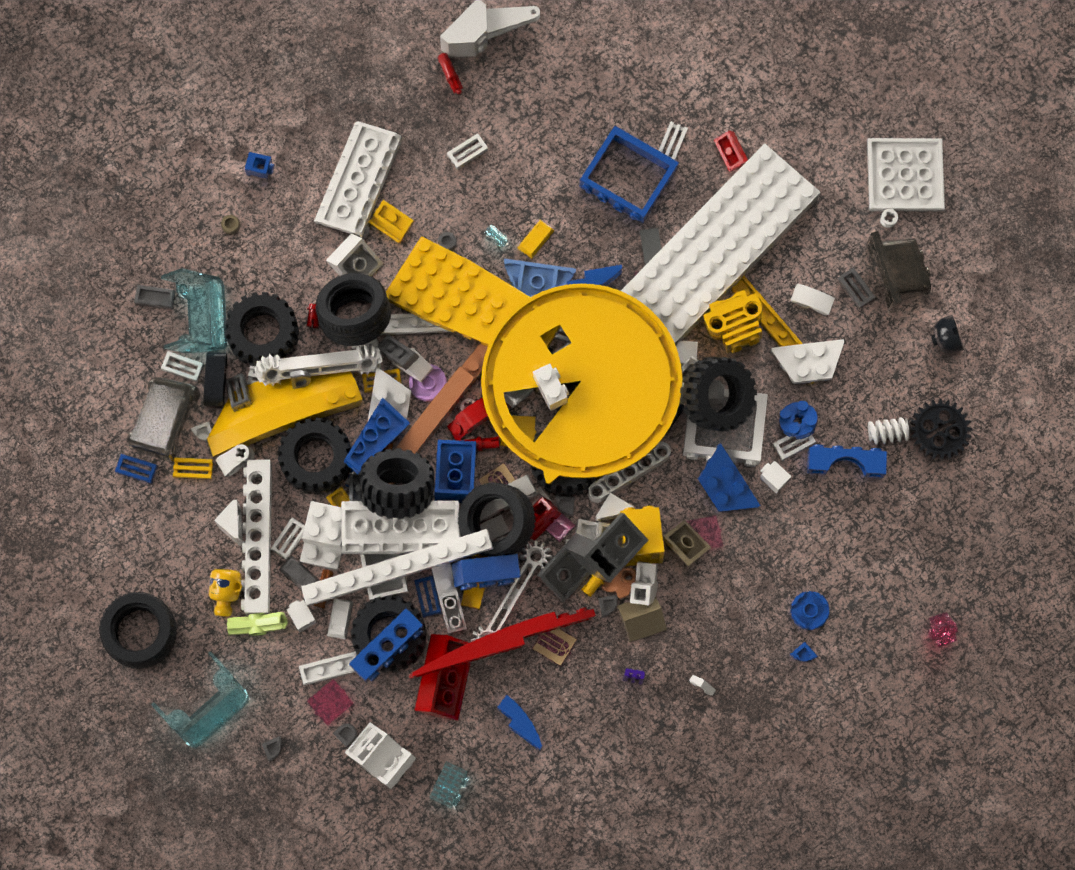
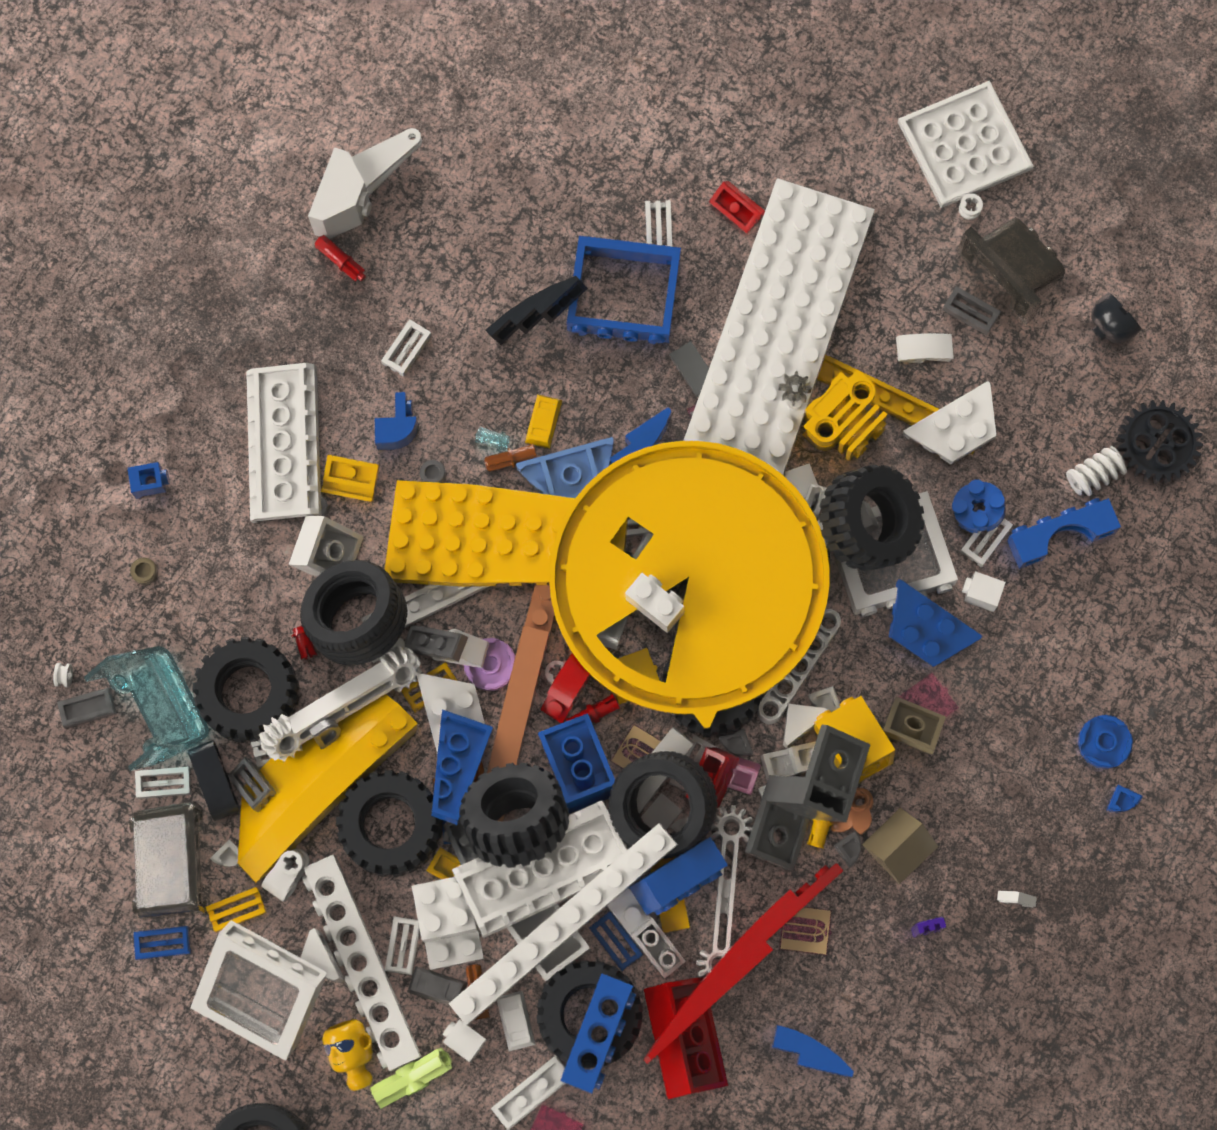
camera: 20 degrees left, 0 degrees up
(148, 269) = (63, 675): none -> white bush
(183, 523) = (258, 990): none -> piece
(437, 204) = (397, 431): none -> blue brick
(502, 253) = (509, 458): none -> dark orange axle
(570, 161) = (545, 304): none -> black slope
(637, 500) = (825, 698): none -> white tile
(645, 587) = (886, 800): white brick -> none
(709, 293) = (801, 386): none -> clear smoke gear

